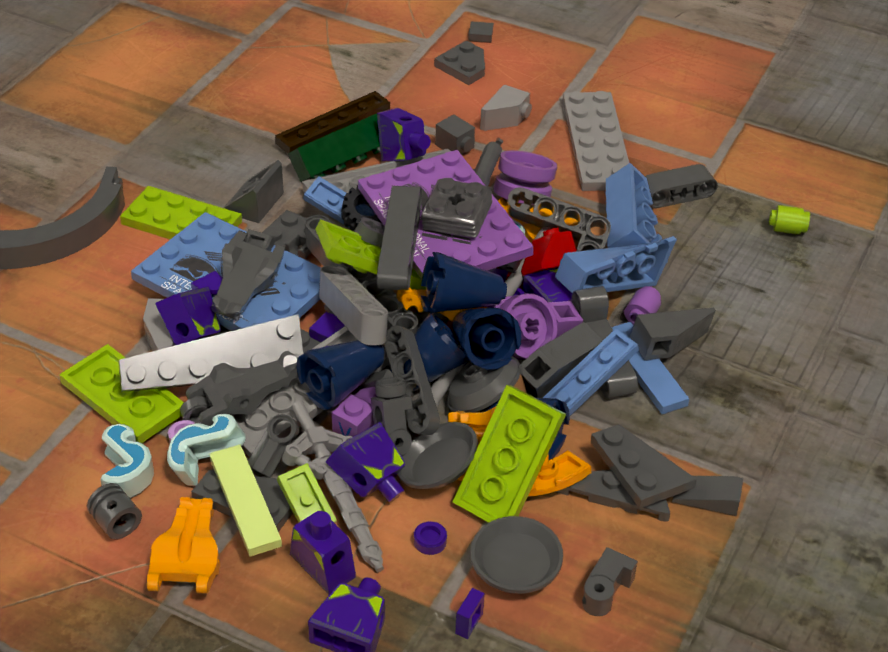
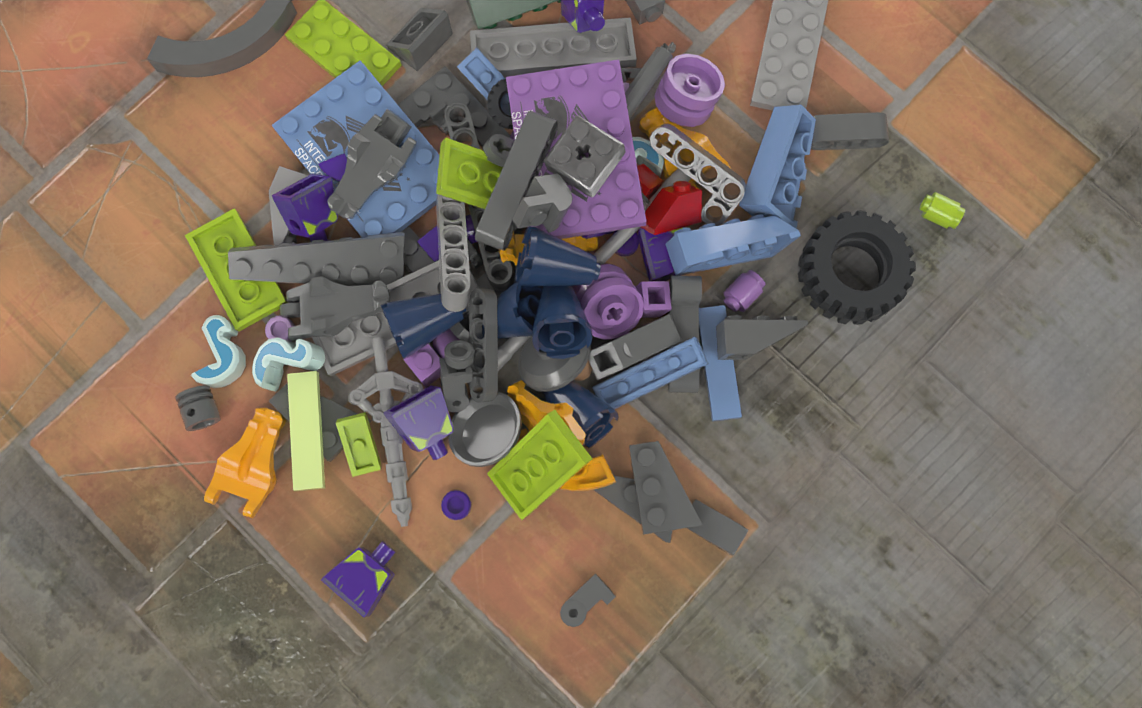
camera: 20 degrees right, 35 degrees up
(271, 448) = (347, 376): dark grey piece -> none
(317, 544) = (356, 506): dark purple torso -> none
(436, 236) = (544, 203): none -> dark grey brick
(469, 613) = (459, 600): dark purple tile -> none
(516, 554) = (518, 554): dark grey piece -> none
(731, 288) = (881, 243): none -> black tyre

